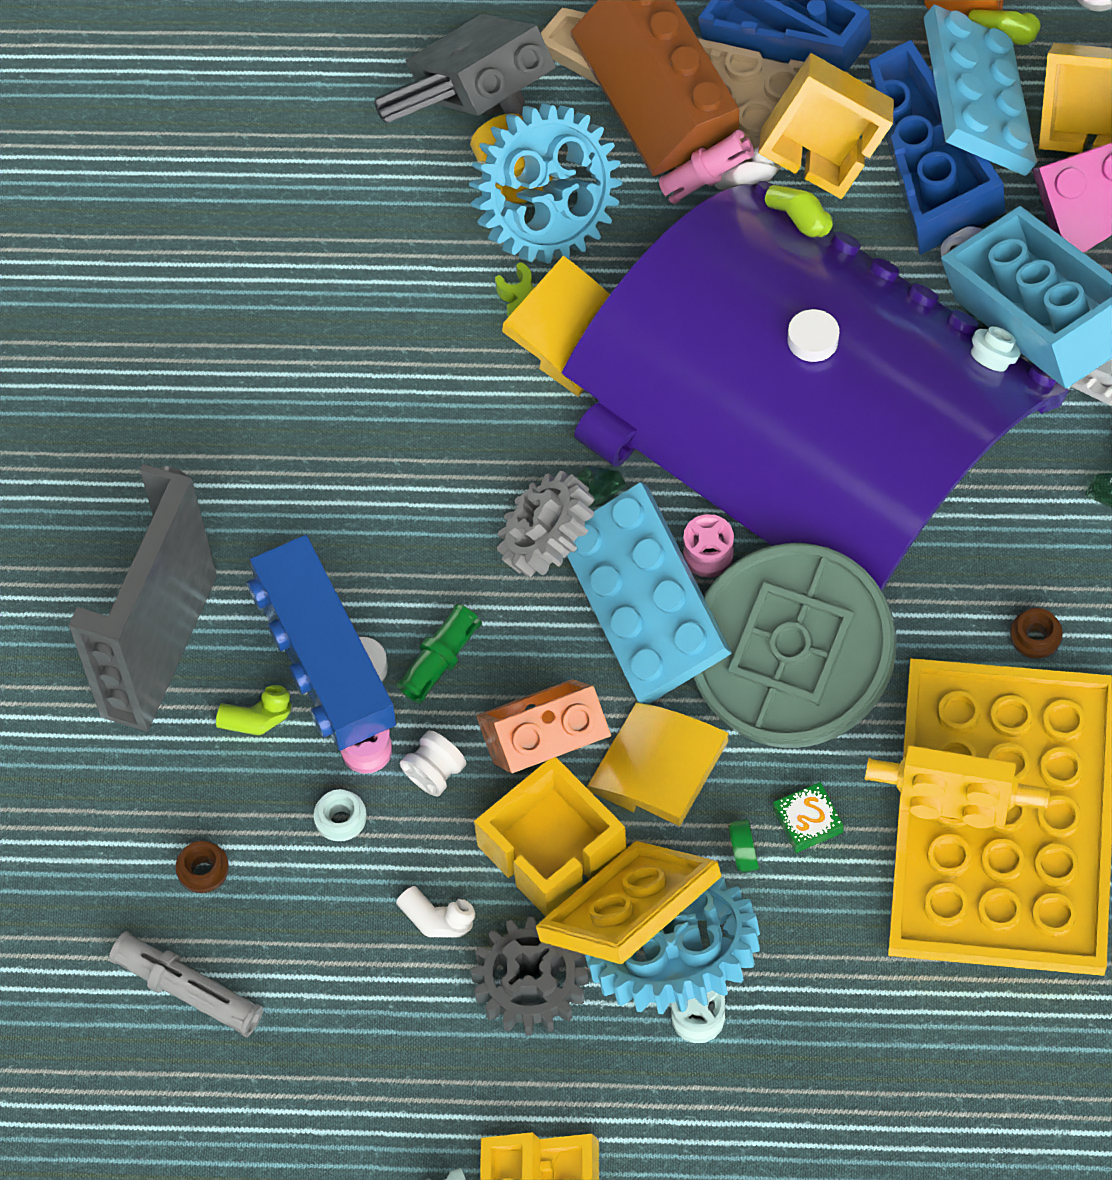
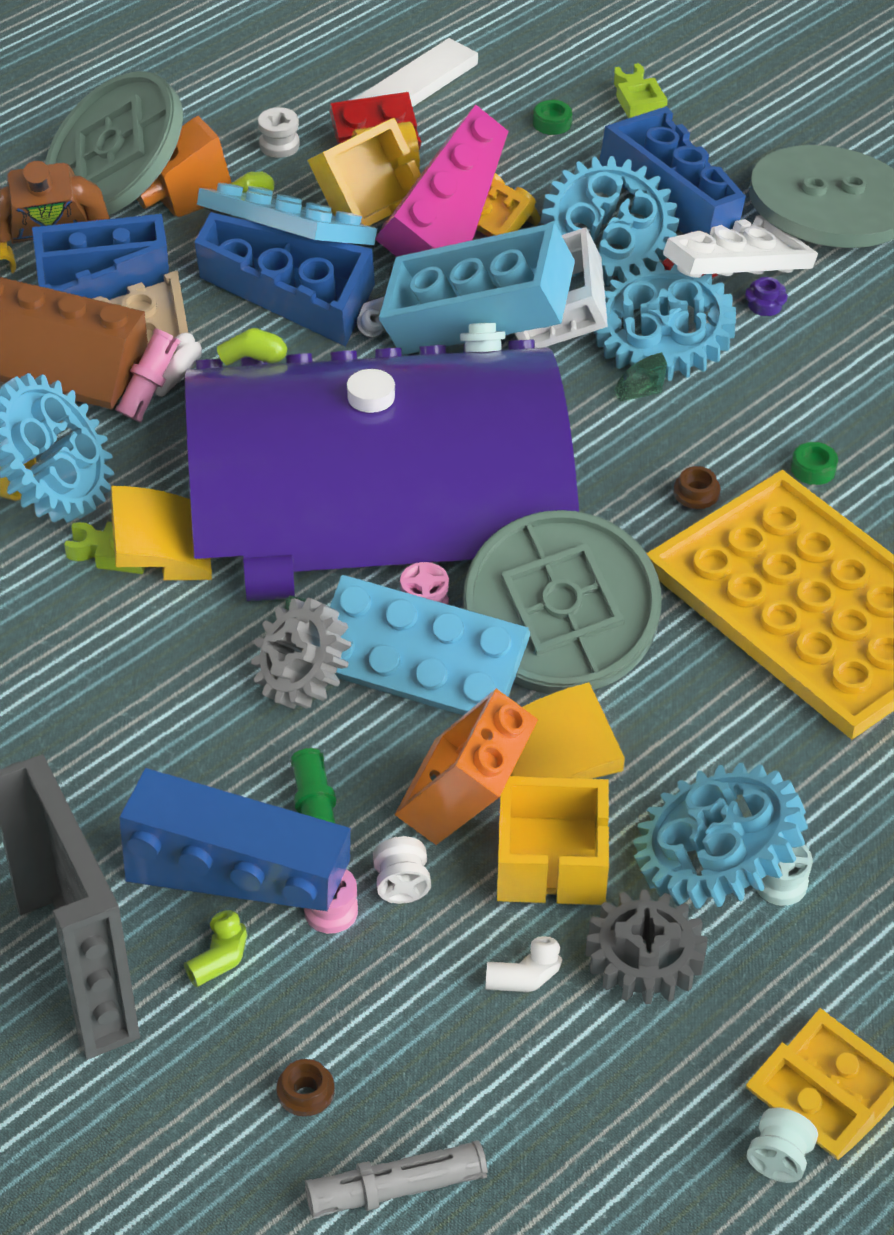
camera: 50 degrees left, 15 degrees down
(335, 802) = (370, 951): light aqua plate -> none
(628, 902) = (666, 830): yellow tile -> none
(743, 846) = (682, 746): green tile -> none
(808, 817) = (695, 701): tile -> none
(827, 115) = (203, 285): yellow piece -> none
(957, 786) = (788, 582): yellow plate -> none

